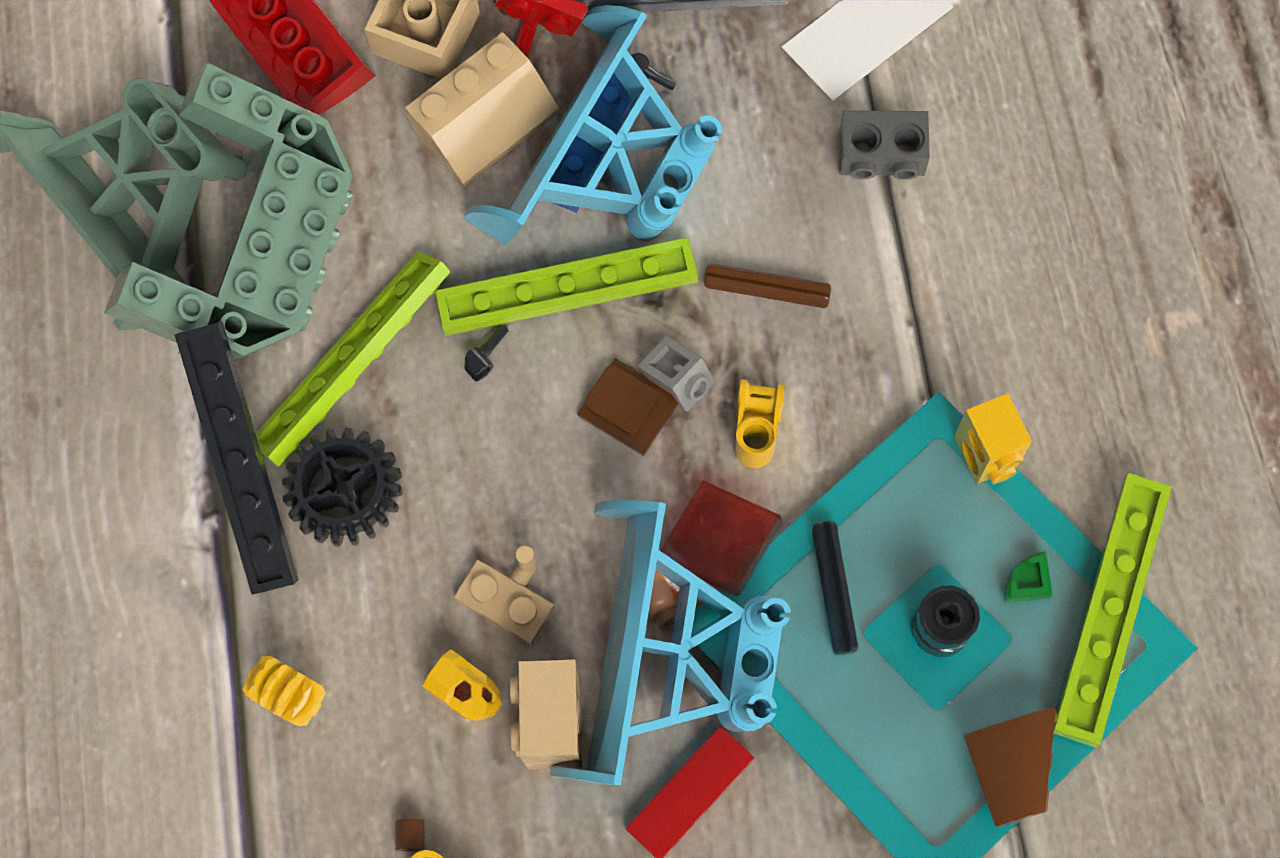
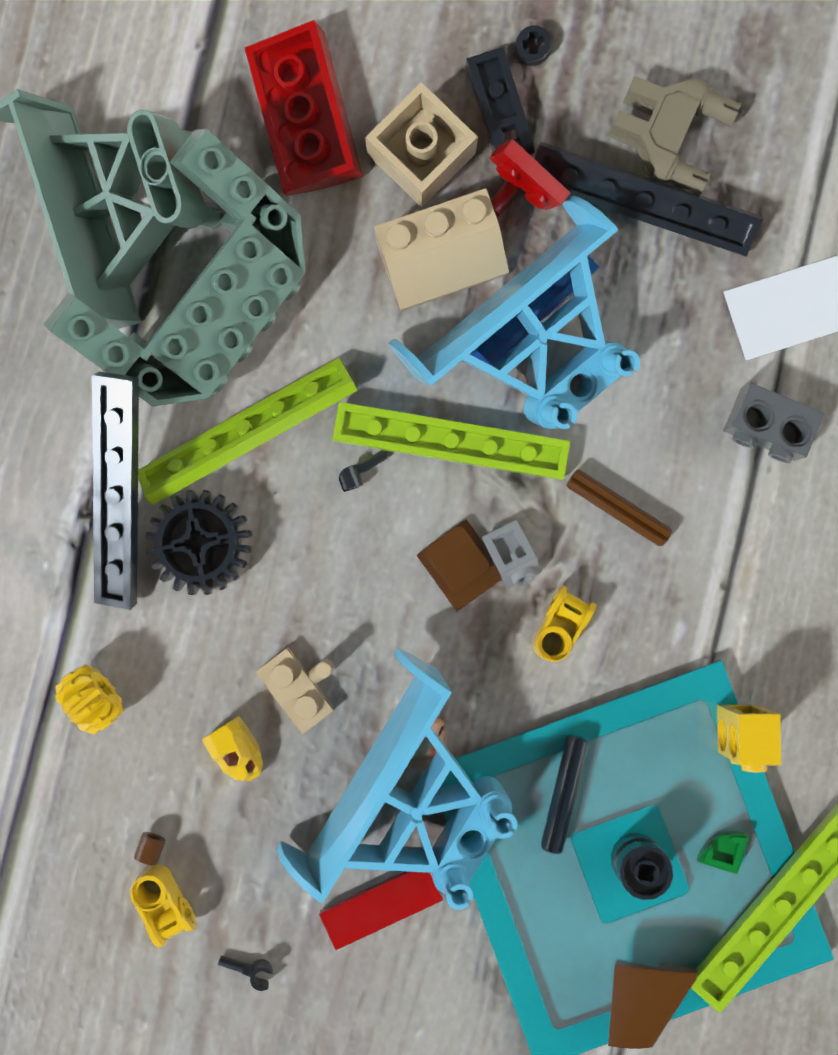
camera: 25 degrees right, 15 degrees up
(549, 714) = (289, 816): tan brick -> none
(644, 64) = (595, 266): black hand -> none
(721, 537) = (490, 714): clear red plate -> none

